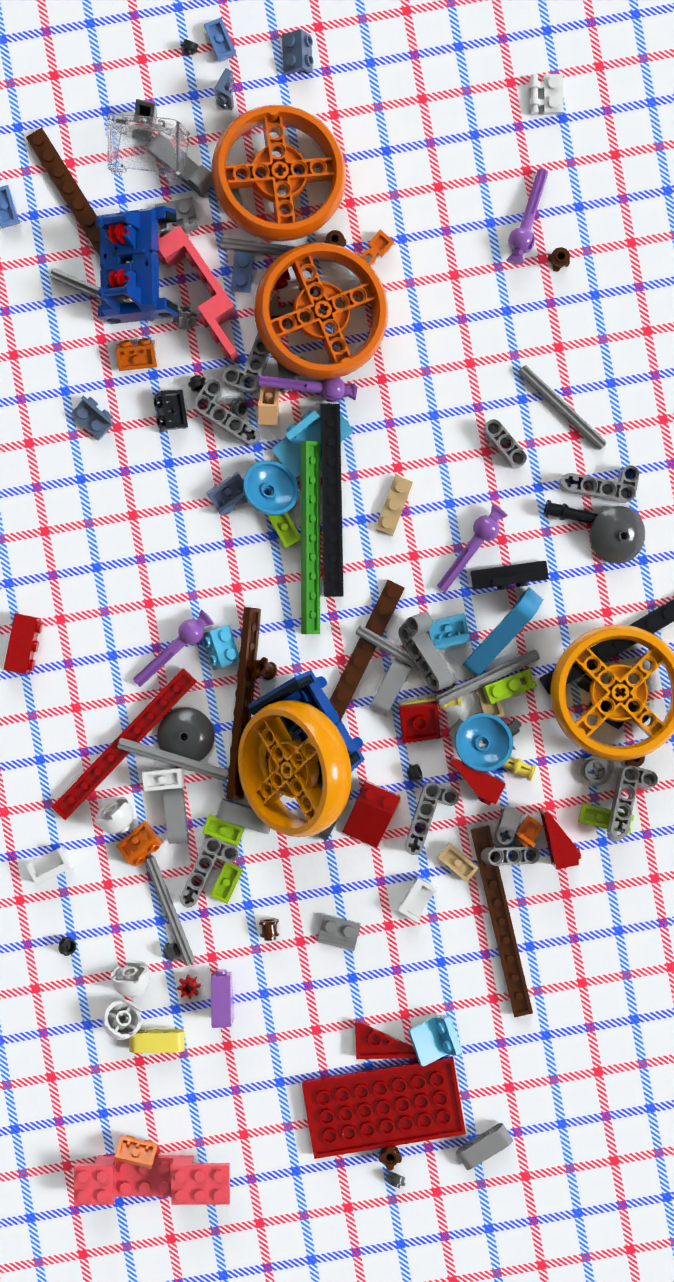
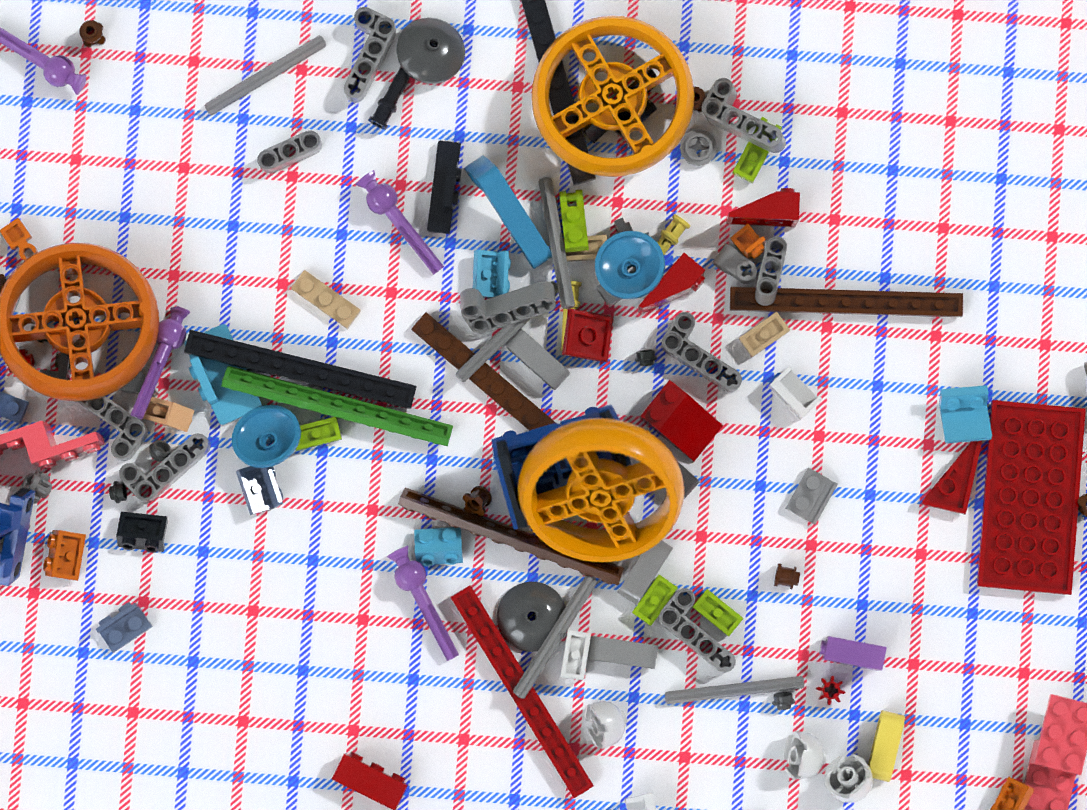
camera: 75 degrees left, 5 degrees down
(139, 844) = (646, 704): orange bracket -> none

